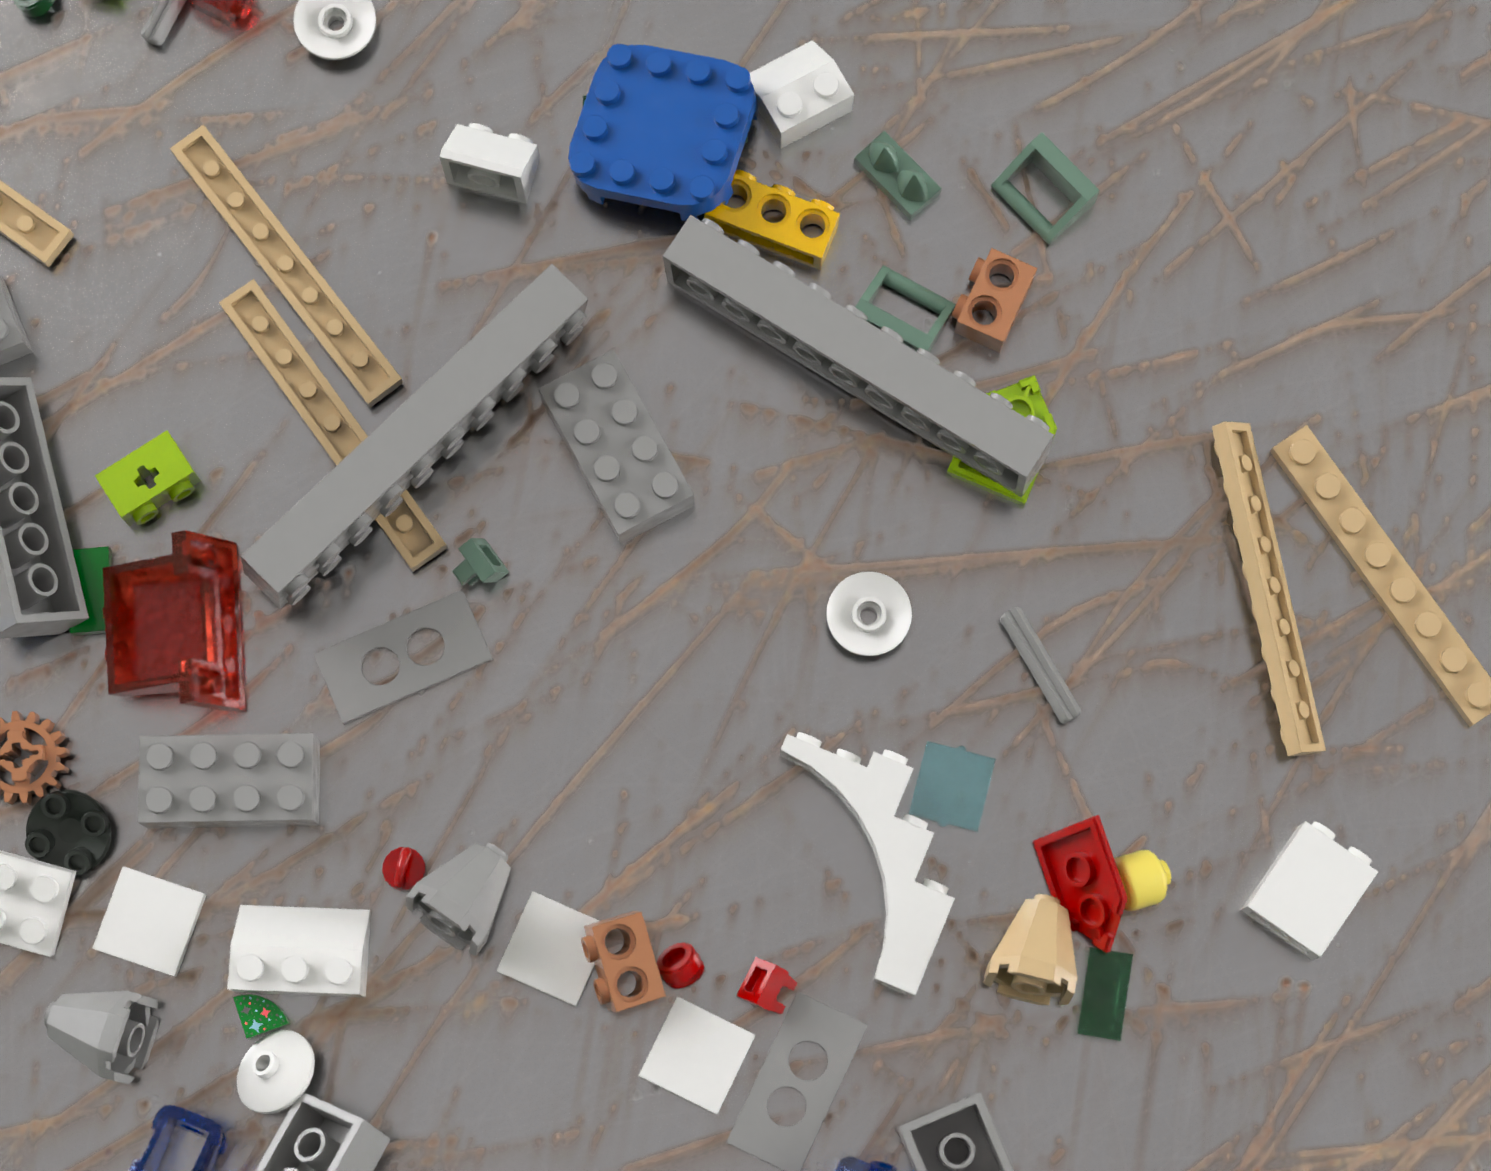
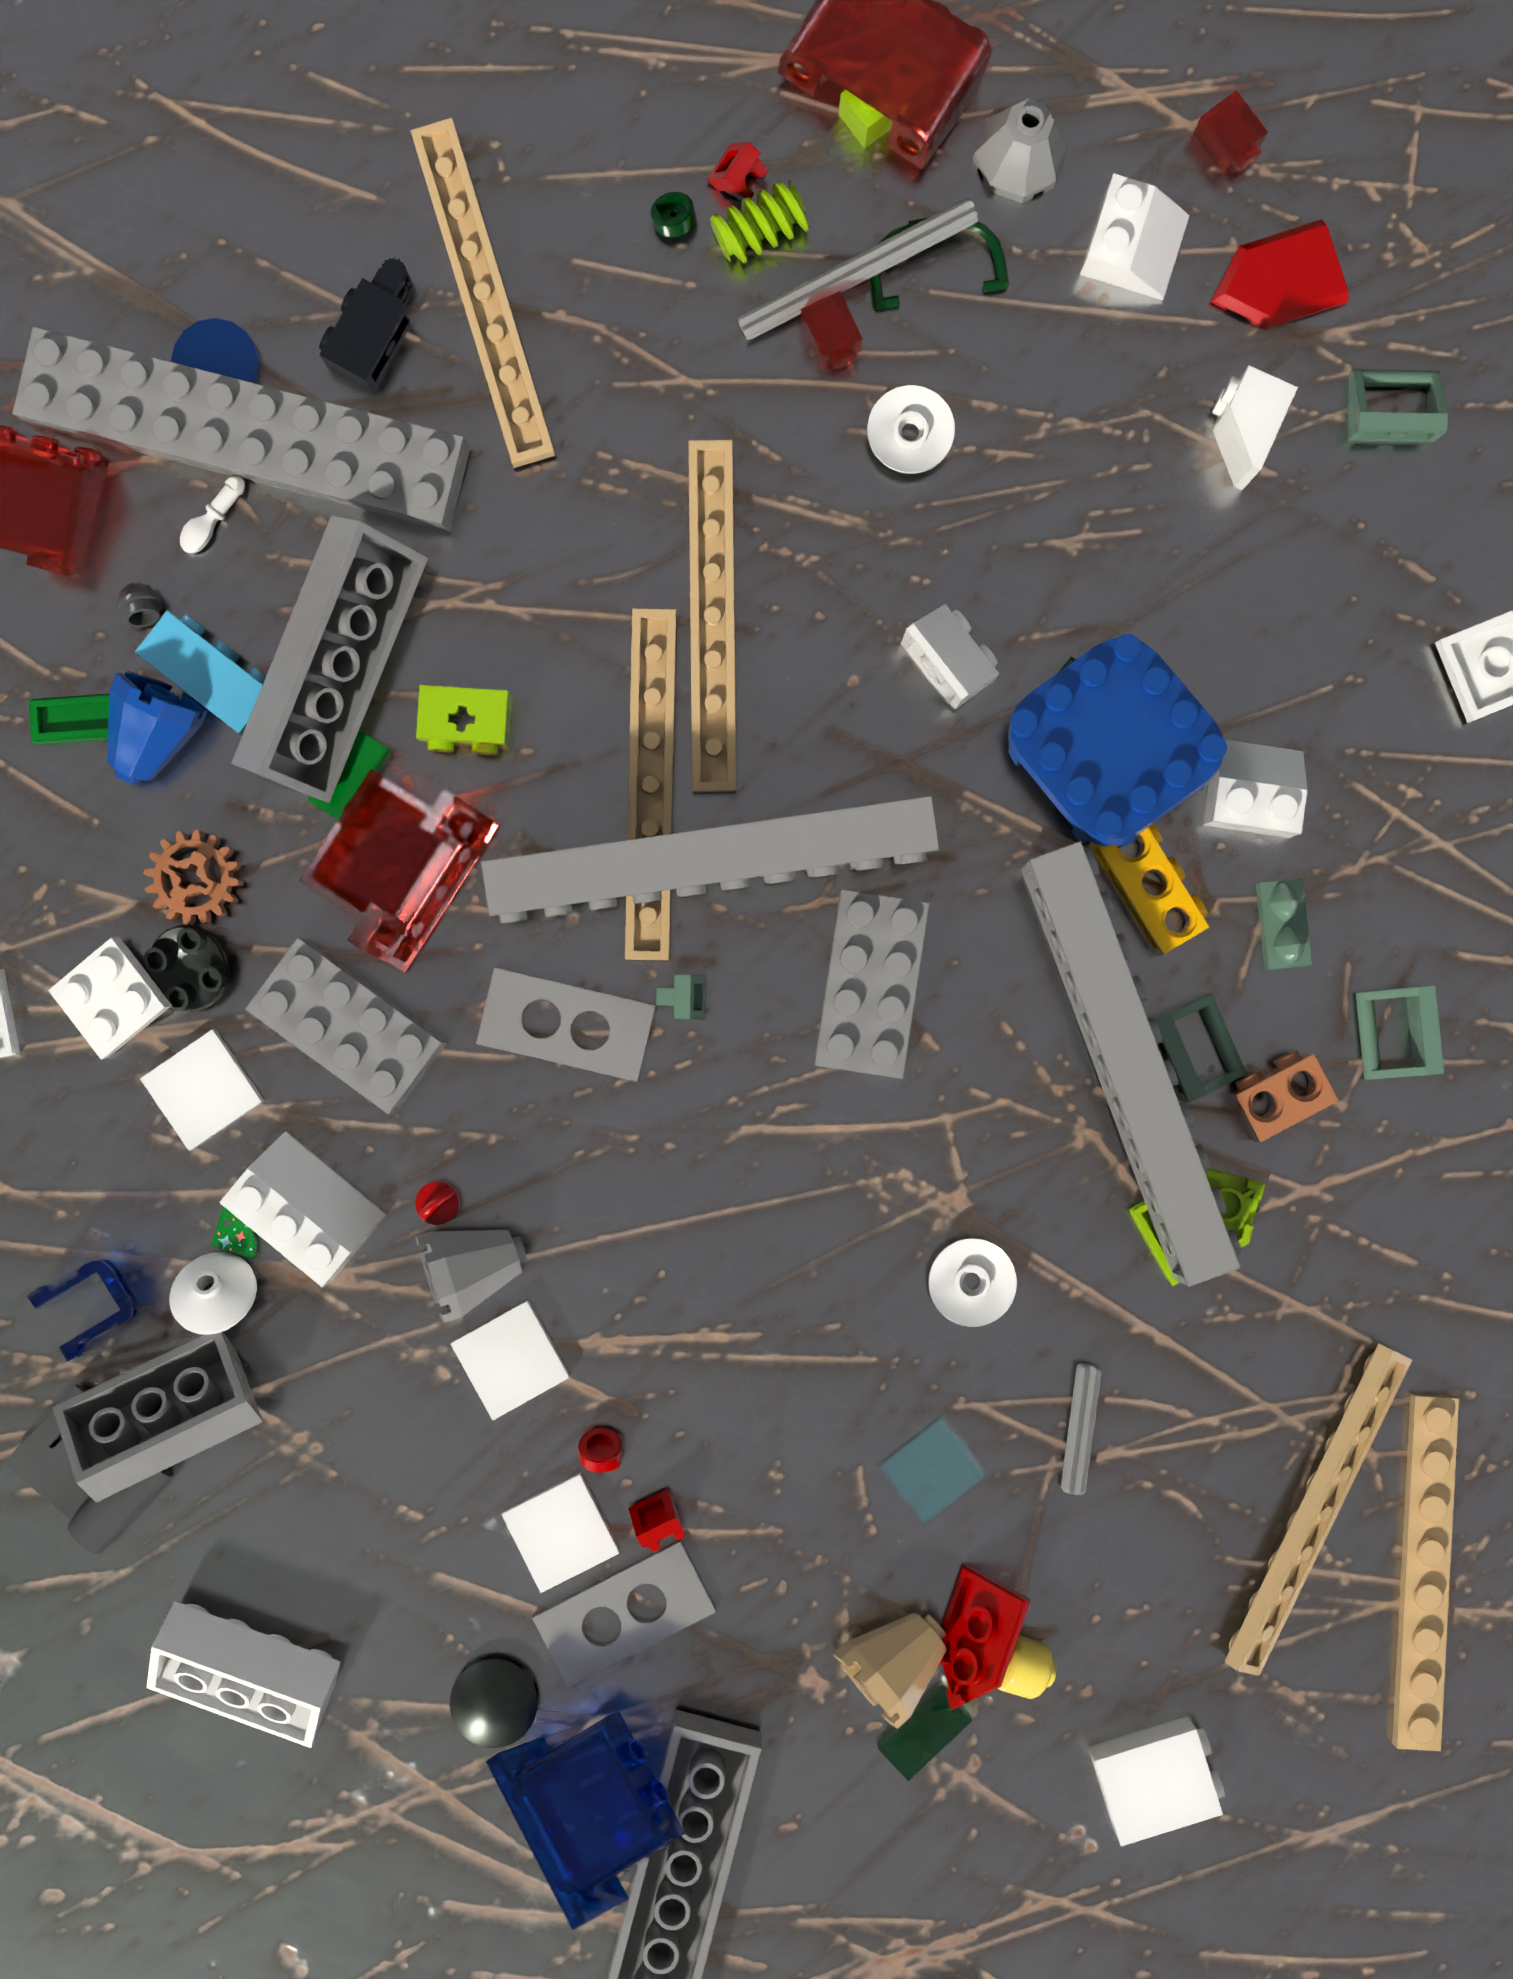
camera: 35 degrees right, 10 degrees up
(104, 1030) = (98, 1156): light grey cone -> none
(634, 956) = (564, 1419): nougat brick -> none
(872, 795) = (820, 1553): white arch -> none

